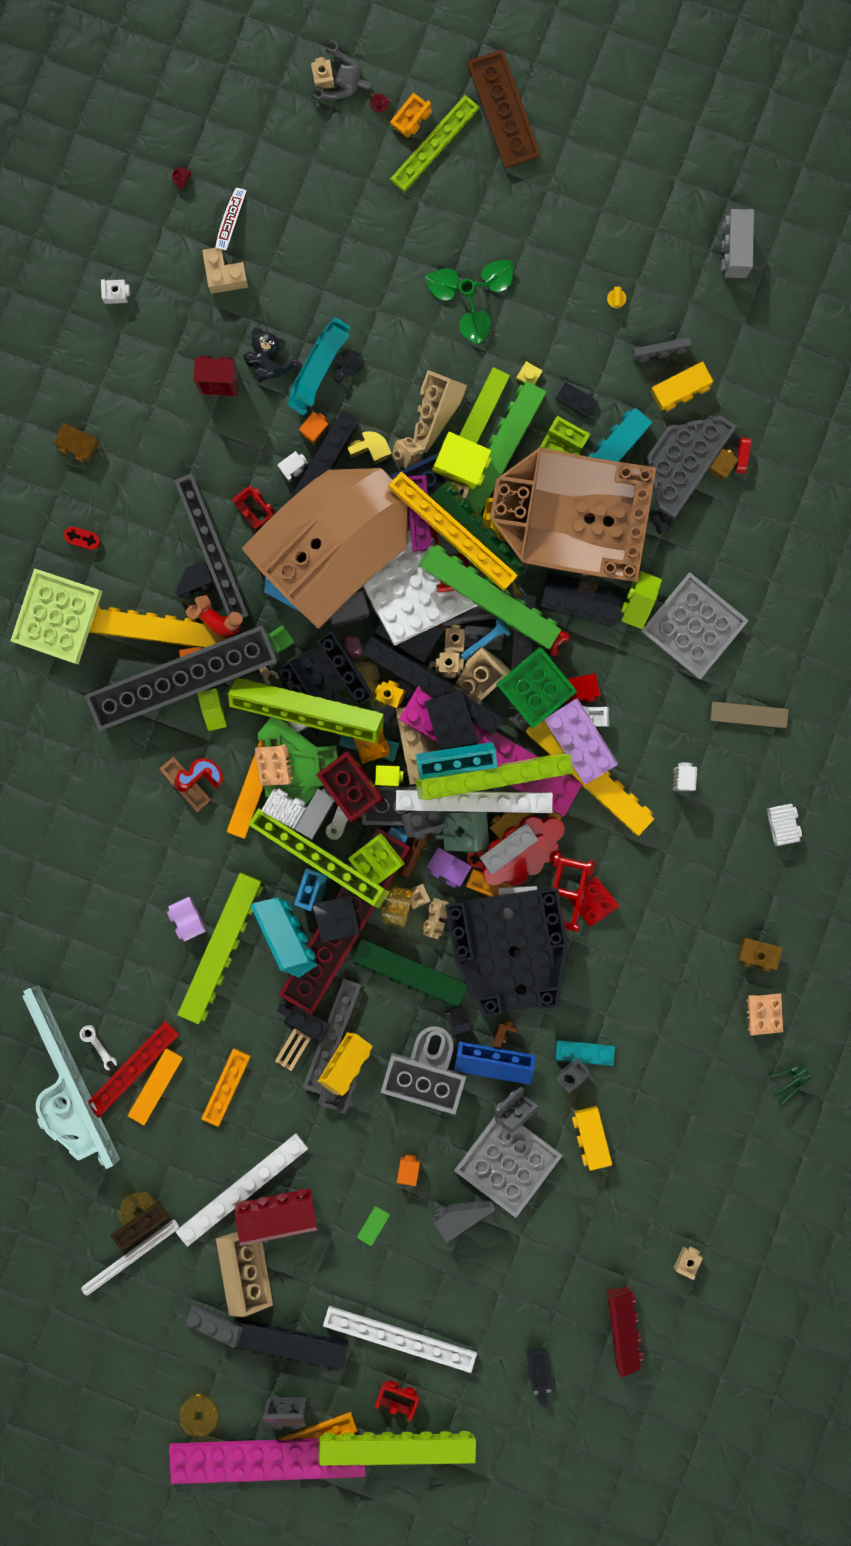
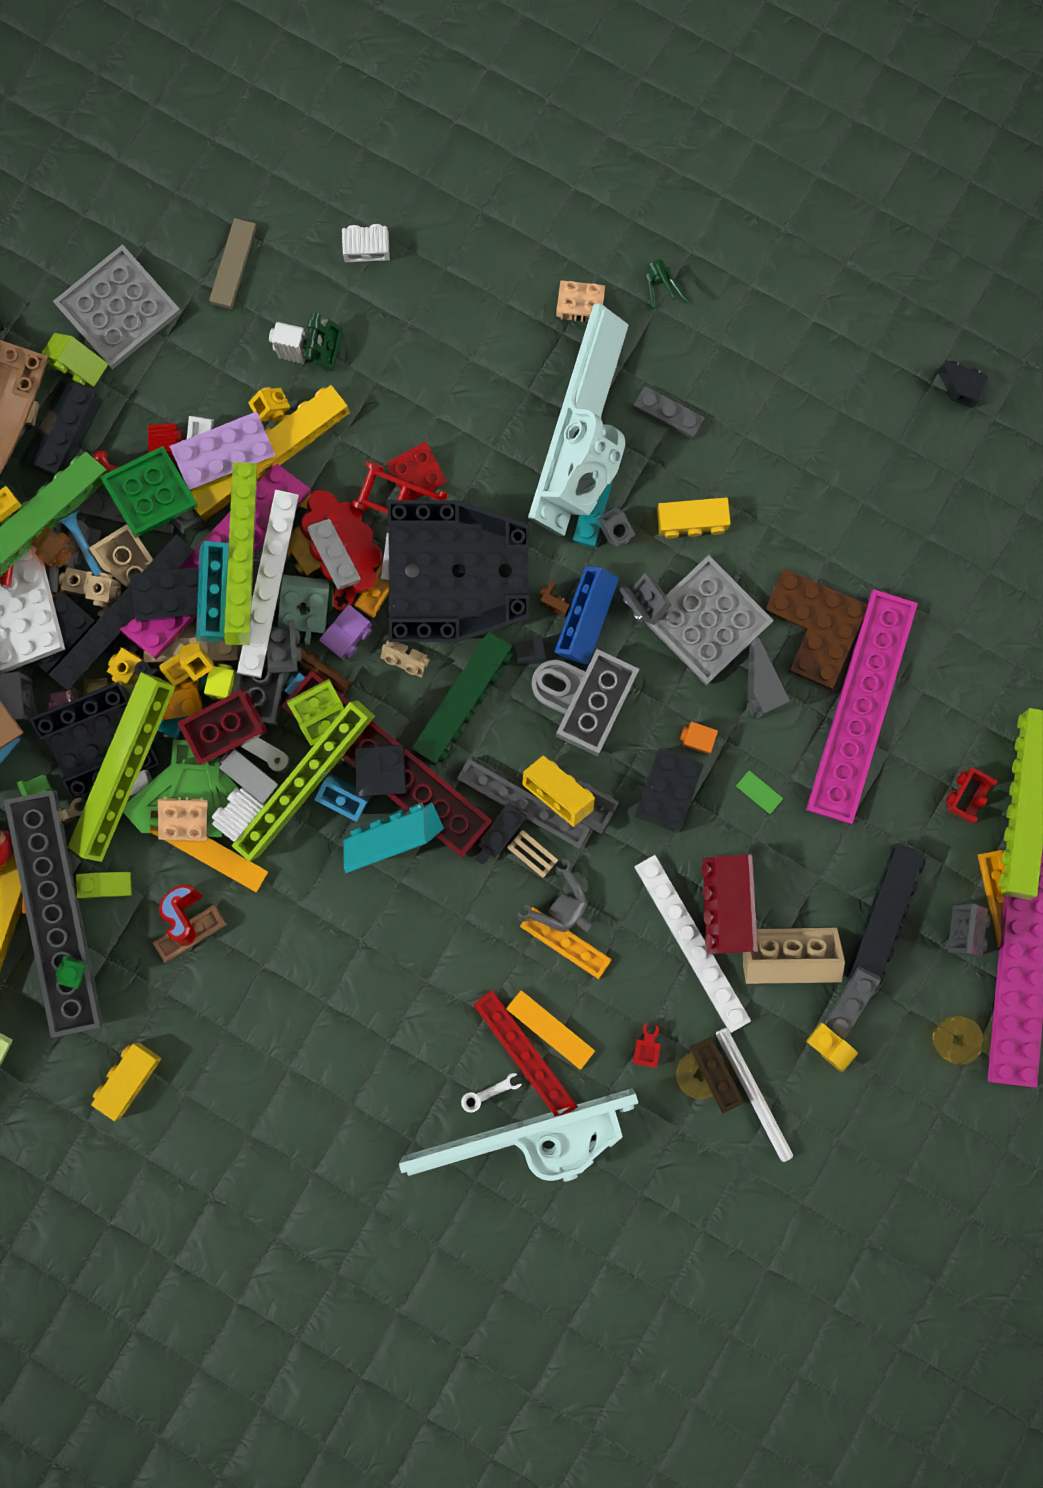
camera: 75 degrees left, 5 degrees down
(61, 756) = (125, 1081): none -> yellow brick
(136, 703) = (71, 972): none -> green brick
(150, 1166) = (647, 1050): none -> red plate
(176, 1315) = (832, 1047): none -> yellow brick
(186, 918) = (352, 957): lavender brick -> none
(219, 949) = (395, 922): lime brick -> none
(252, 1085) = (566, 910): none -> dark grey piece
(361, 1152) = (669, 790): none -> black brick
(397, 906) = (381, 699): clear yellow brick -> none
(399, 1339) = (898, 781): white plate -> none
(400, 749) = (189, 662): none -> yellow brick
(419, 896) = (375, 676): tan tile -> none
(457, 1300) = (861, 707): none -> dark pink plate
(476, 620) = (53, 547): none -> clear orange brick
(520, 1264) = (829, 624): none -> reddish brown plate
(539, 1373) = (962, 623): black hinge -> none
(624, 1331) = (923, 517): dark red slope -> none
(630, 770) = (270, 404): none -> yellow brick
(638, 1053) = (597, 447): none -> light aqua piece
(680, 1103) = (668, 412): none -> dark grey plate
(681, 1263) = (852, 438): tan brick -> none
(690, 804) = (327, 345): none -> dark green plate
(744, 1348) = (961, 383): none -> black slope
(759, 953) = (510, 294): pearl gold brick -> none

